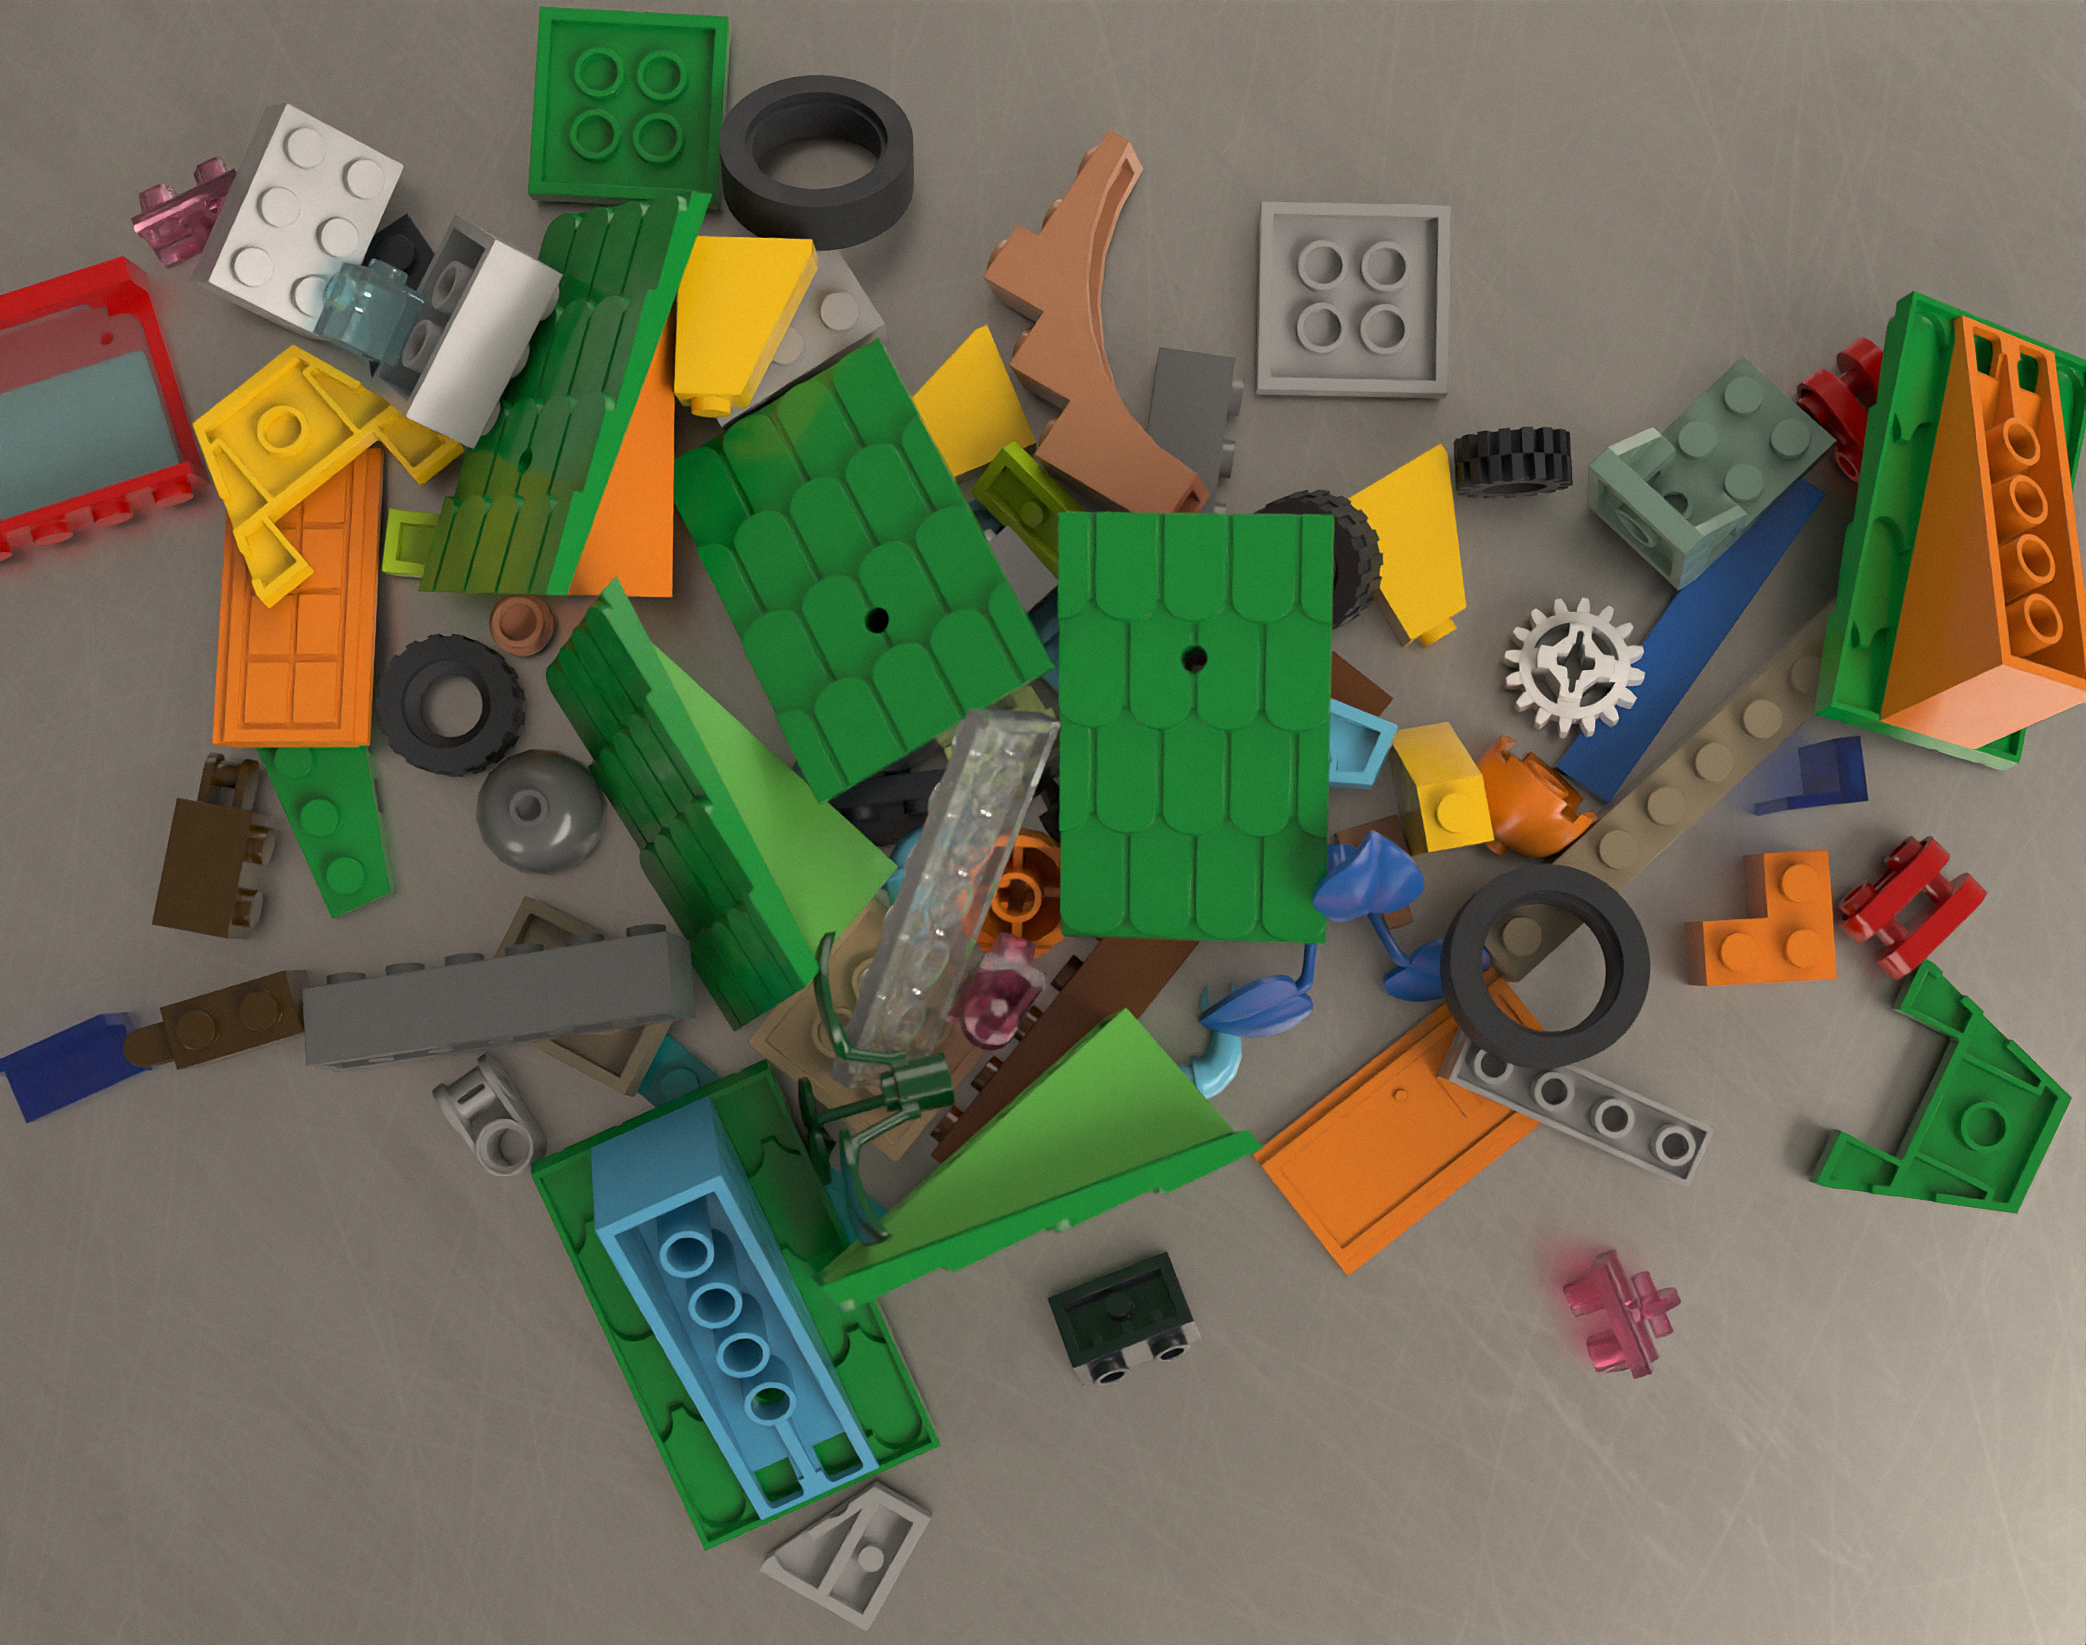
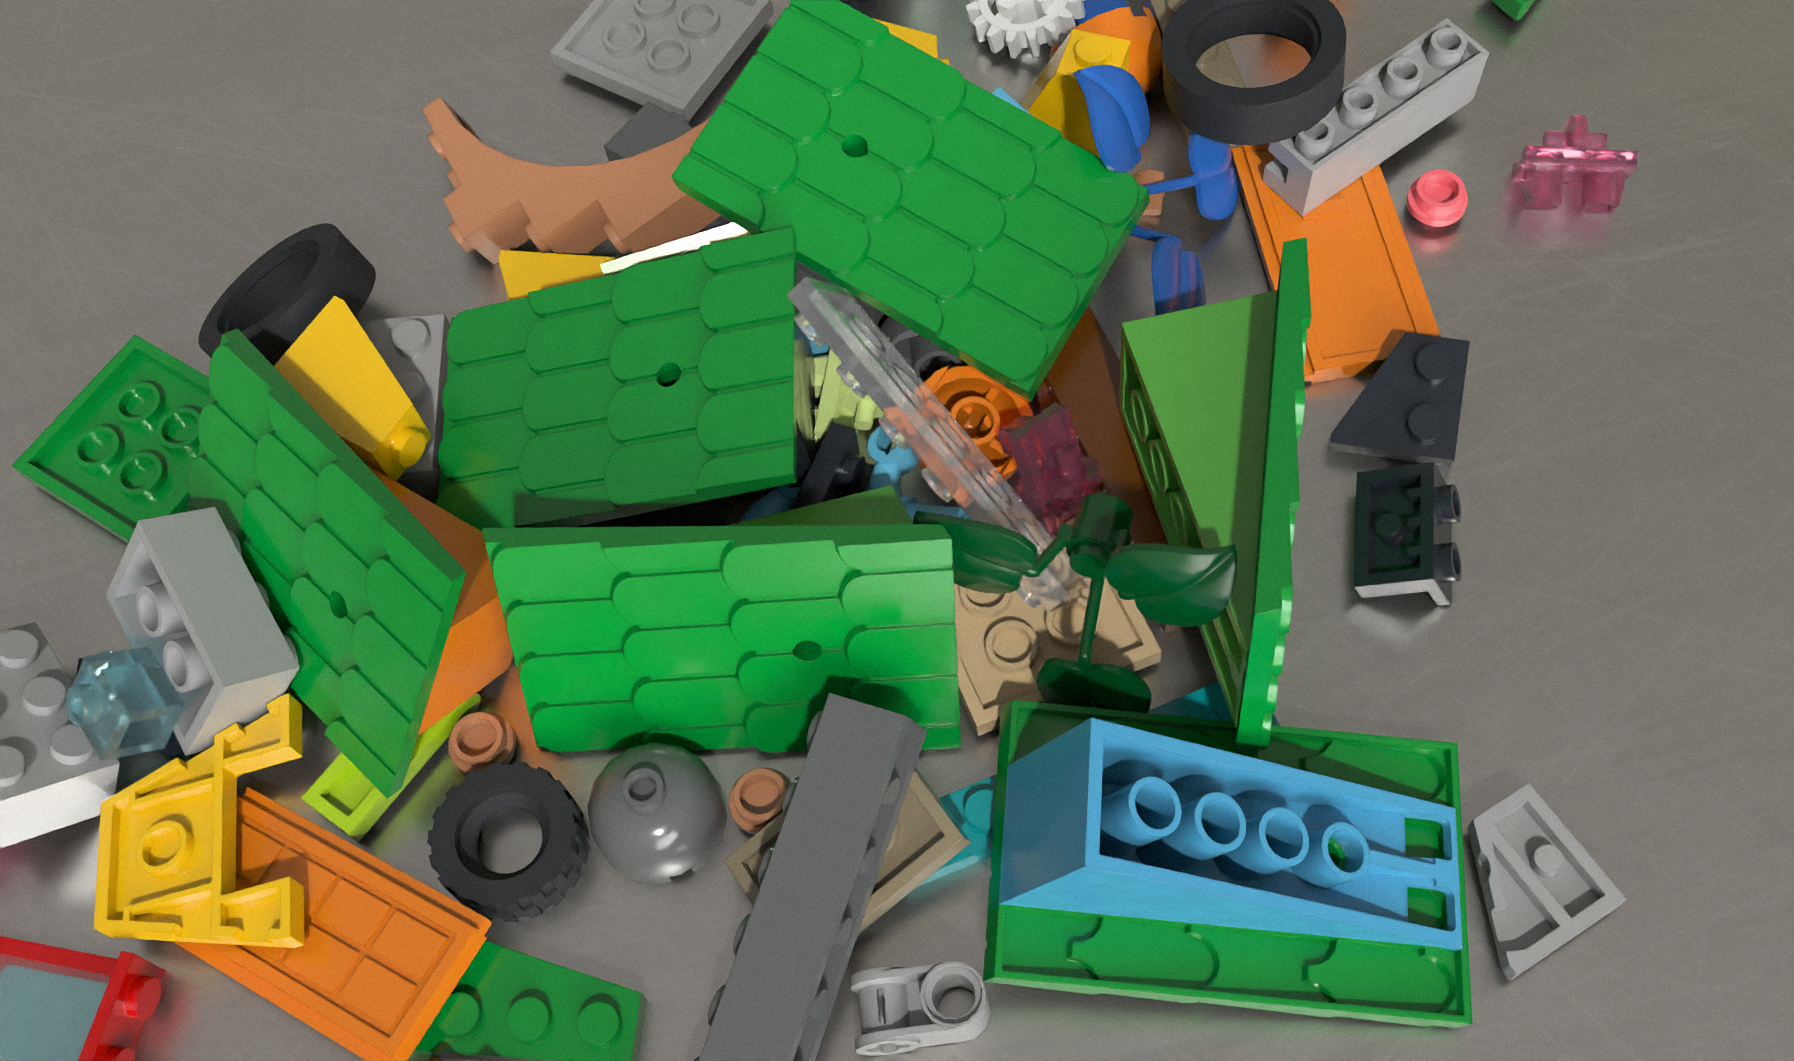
camera: 55 degrees left, 25 degrees down
(597, 894) = (758, 798): none -> nougat plate
(1267, 1268) = (1409, 404): none -> black wing
(1527, 1195) = (1437, 198): none -> coral plate

